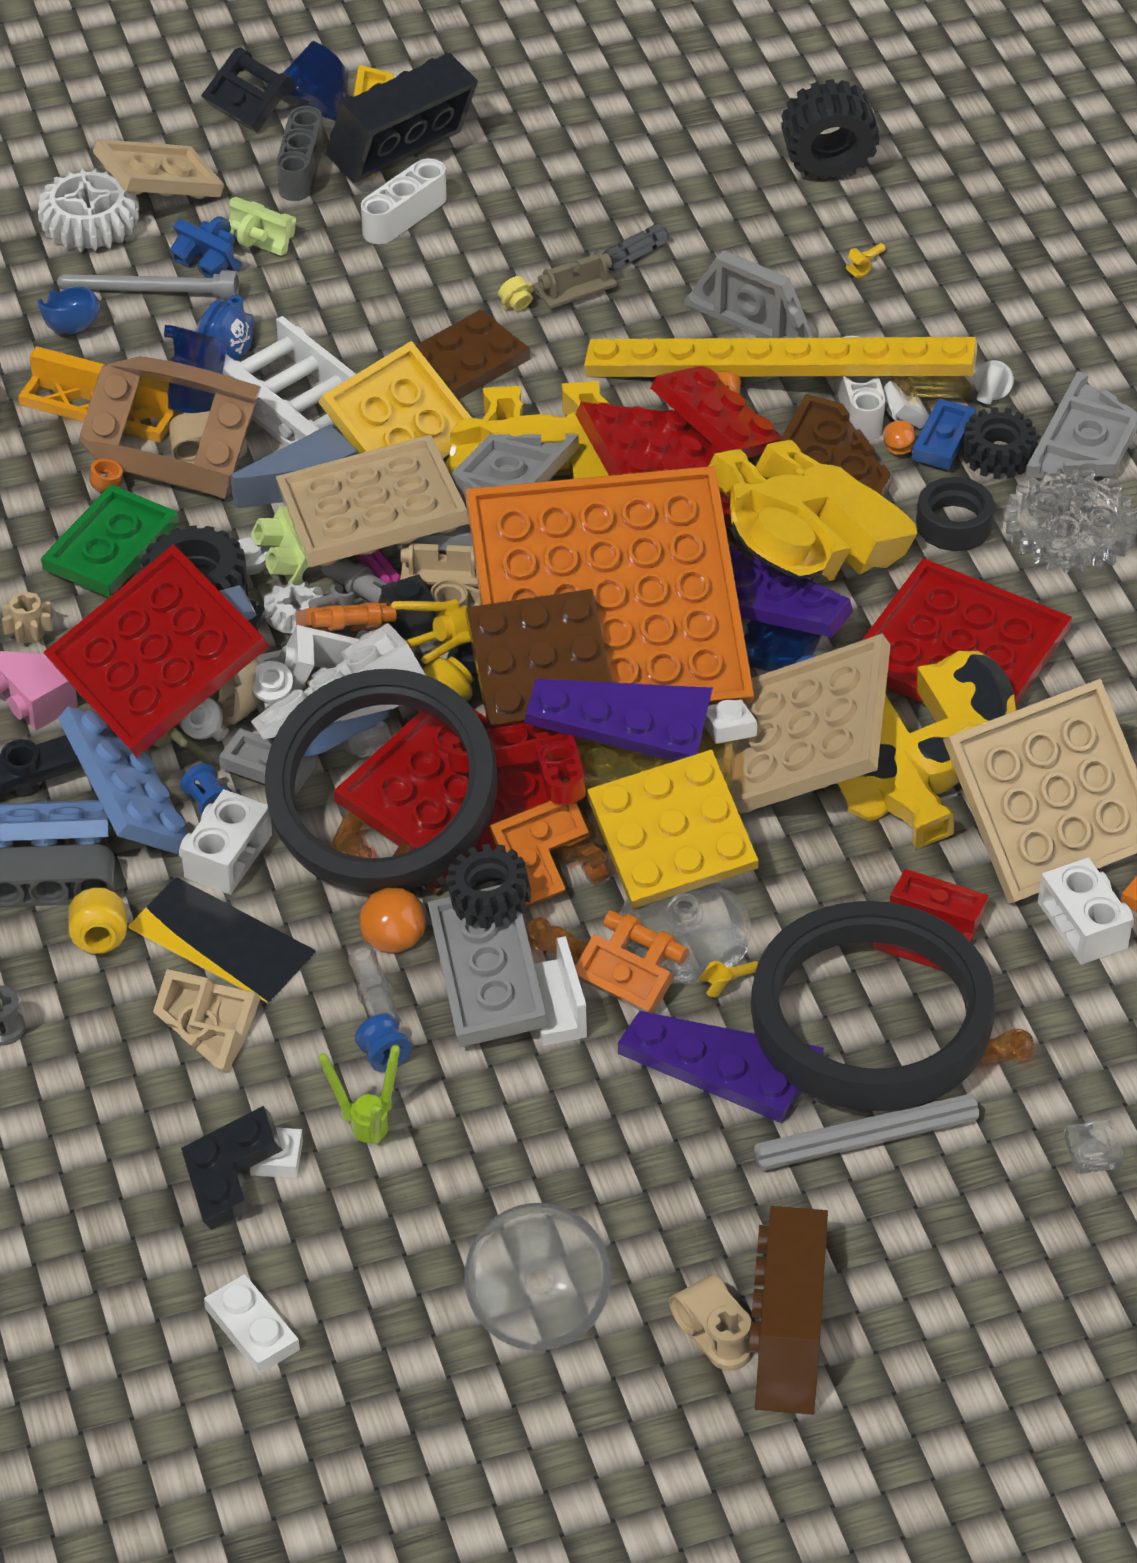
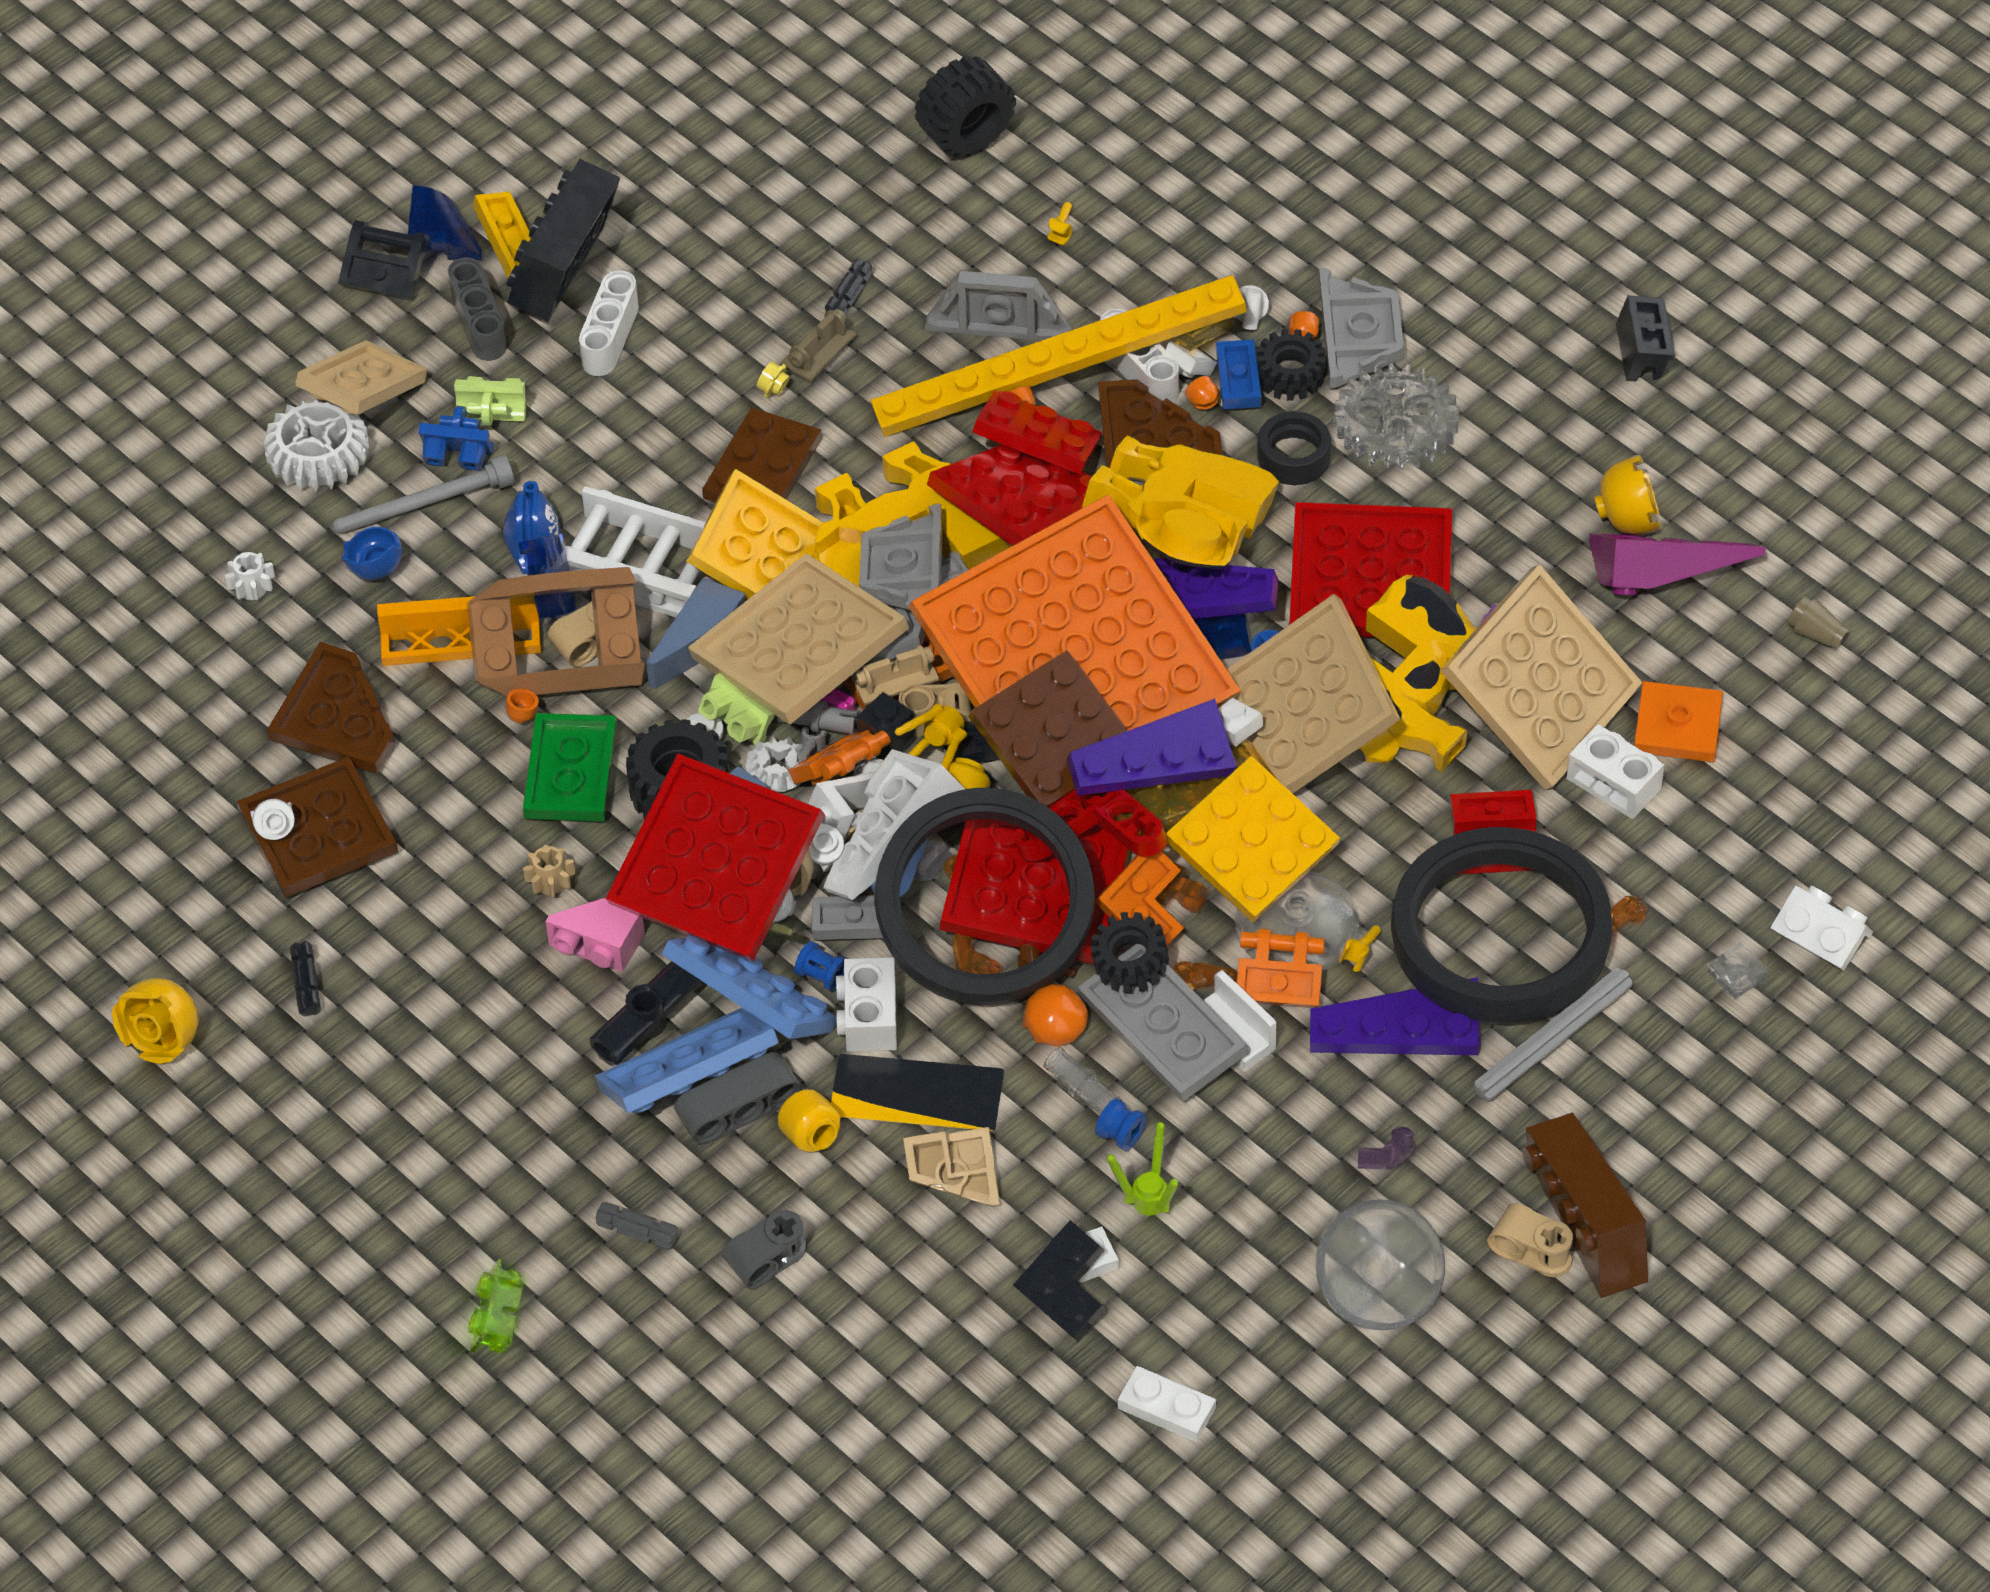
camera: 25 degrees left, 5 degrees up
(627, 1181) = (1392, 1154): none -> clear purple arm
(1036, 412) = (1305, 322): none -> orange hinge

